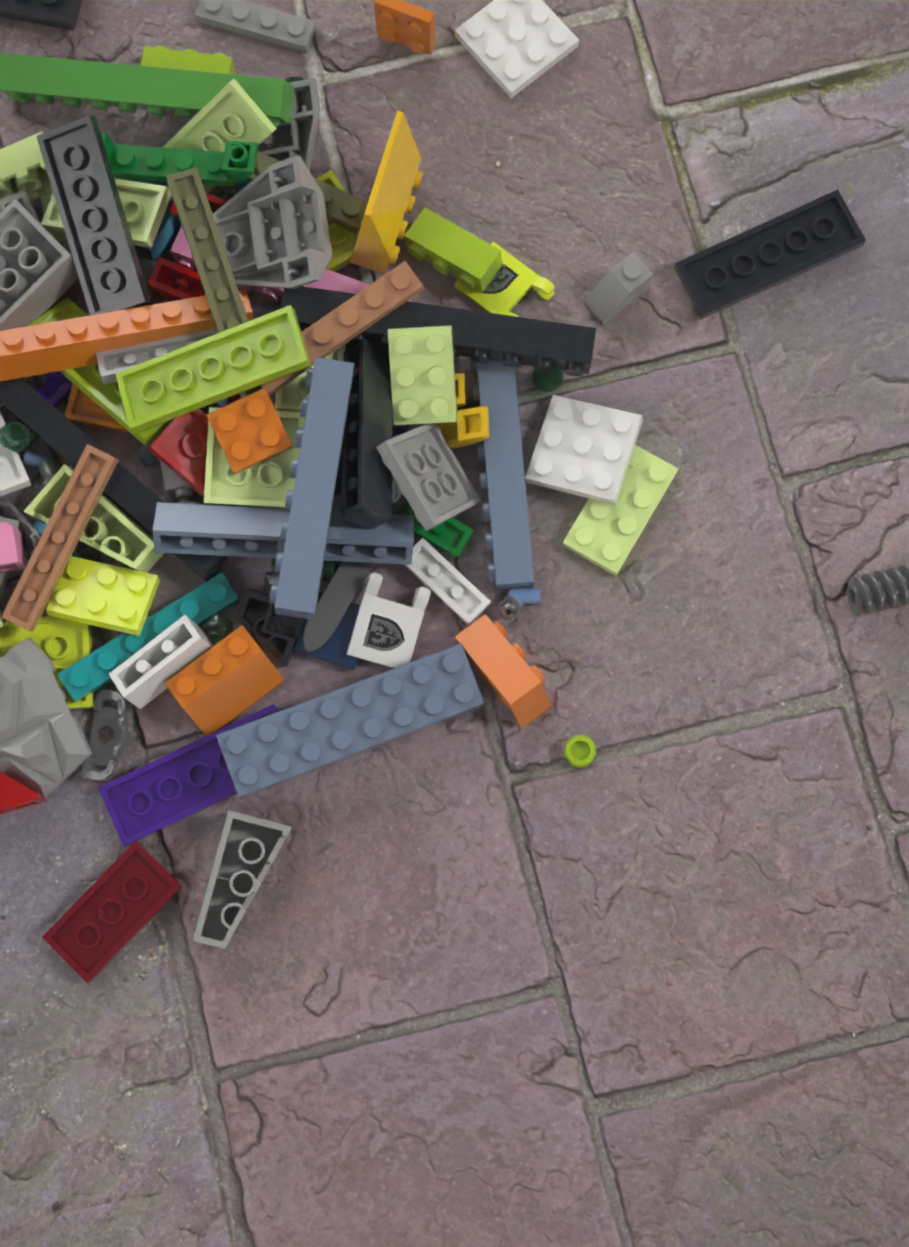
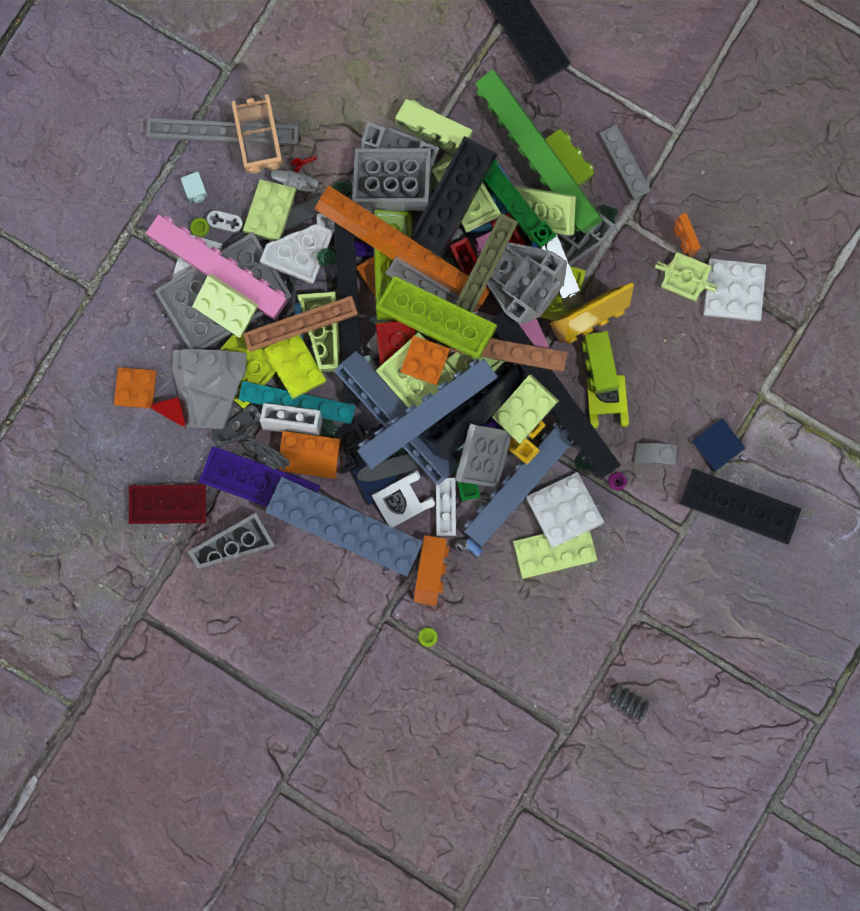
camera: 40 degrees right, 5 degrees up
(47, 465) = (327, 282): arm -> none
(189, 730) = (270, 458): none -> dark grey piece
(450, 71) = (686, 277): none -> yellowish green plate
(611, 354) = (617, 476): none -> magenta plate
(674, 214) = (718, 444): none -> dark blue tile

